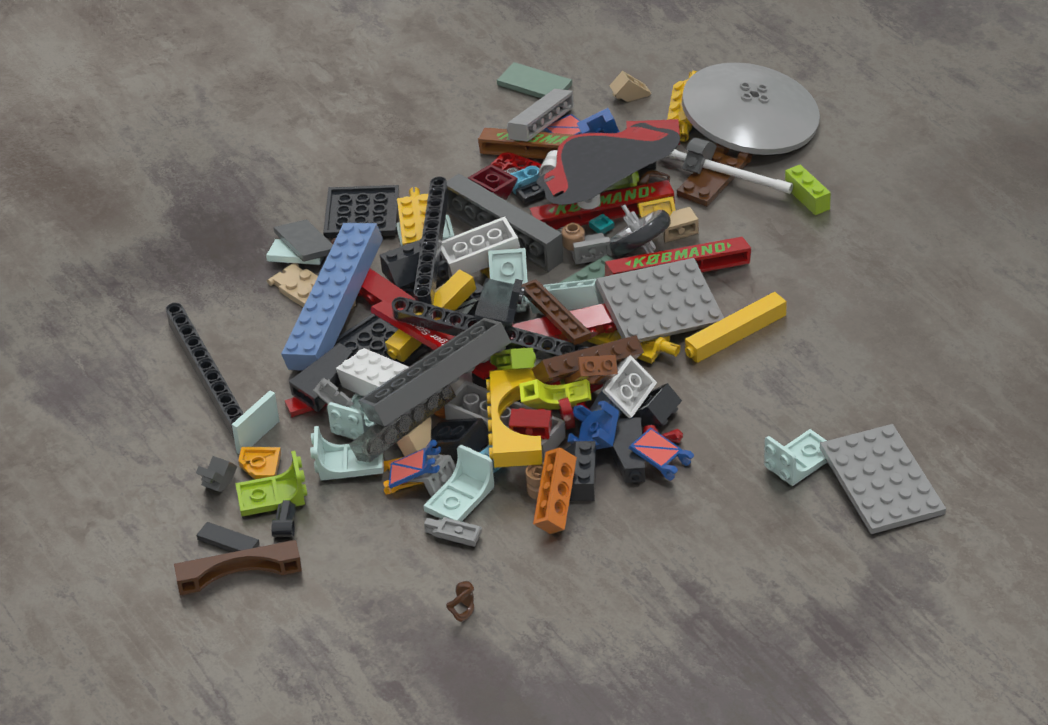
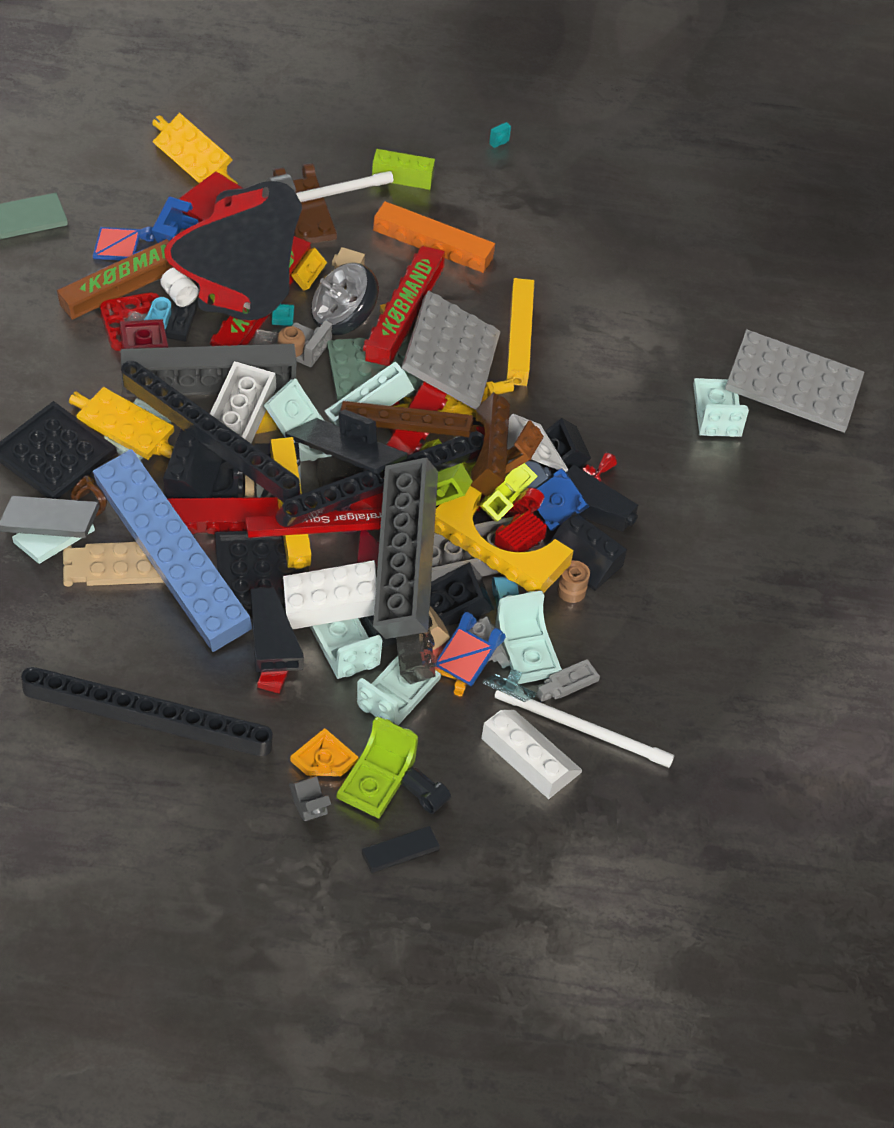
camera: 60 degrees left, 10 degrees up
(198, 573) = (474, 827): reddish brown arch -> none
(256, 422) = (278, 722): light aqua tile -> none
(328, 392) = (317, 641): light grey hinge -> none
(373, 547) = (529, 752): none -> white slope
(408, 504) = (510, 686): none -> clear light blue piece
(410, 517) = (652, 753): none -> white piece
(465, 595) = (661, 725): reddish brown piece -> none
(540, 115) = (96, 244): light grey brick -> none
(554, 490) = (611, 579): orange brick -> none
(628, 88) = (121, 169): tan slope -> none
(660, 452) = (627, 483): flag -> none
(766, 240) = (423, 231): none -> orange brick
(771, 122) = (259, 122): light grey dish -> none
(910, 209) = (500, 135): none -> teal plate

